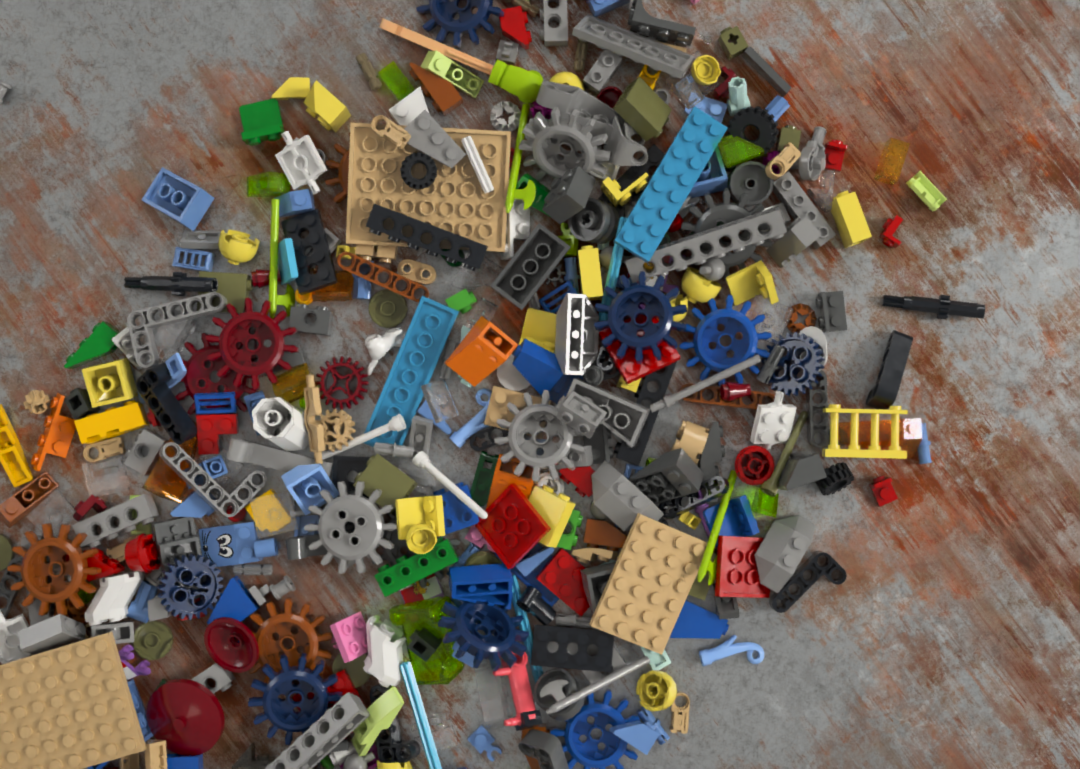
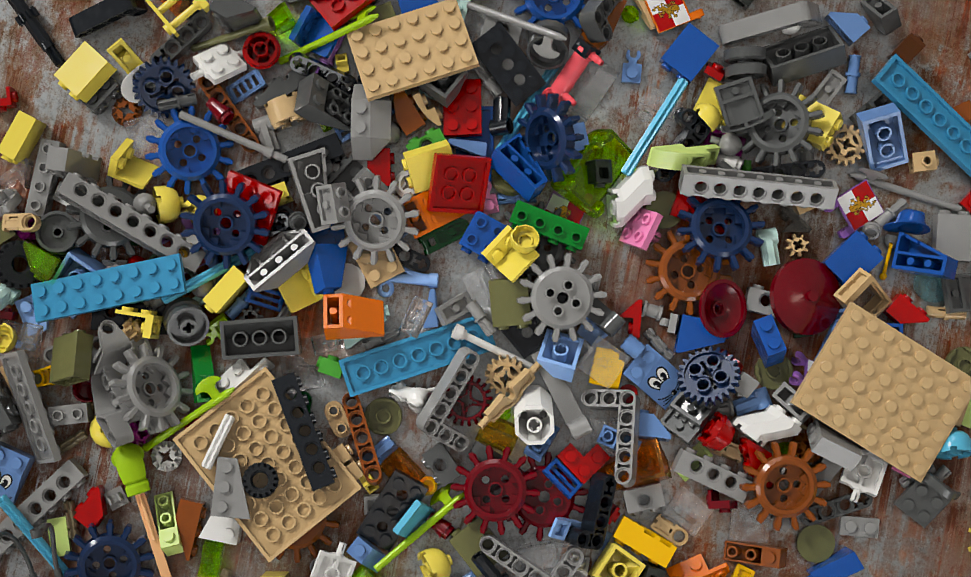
camera: 135 degrees left, 0 degrees up
(175, 657) = (768, 341): none -> blue brick
(232, 741) = (802, 244): none -> tan gear
(244, 720) = (769, 249): none -> light aqua piece
(293, 572) = (633, 312): none -> red slope
(356, 366) = (447, 401): none -> light grey beam
(391, 132) = (248, 524): tan piece -> none
(422, 461) = (470, 290): white piece -> none
(568, 194) = (181, 355): dark grey brick -> none
(623, 175) = (132, 329): none -> tan gear
(687, 412) = (265, 132): none -> light grey piece
(729, 434) = (256, 88): none -> medium blue slope
(843, 355) = (124, 55): none -> light yellow slope
(858, 312) = (84, 73): none -> light yellow brick

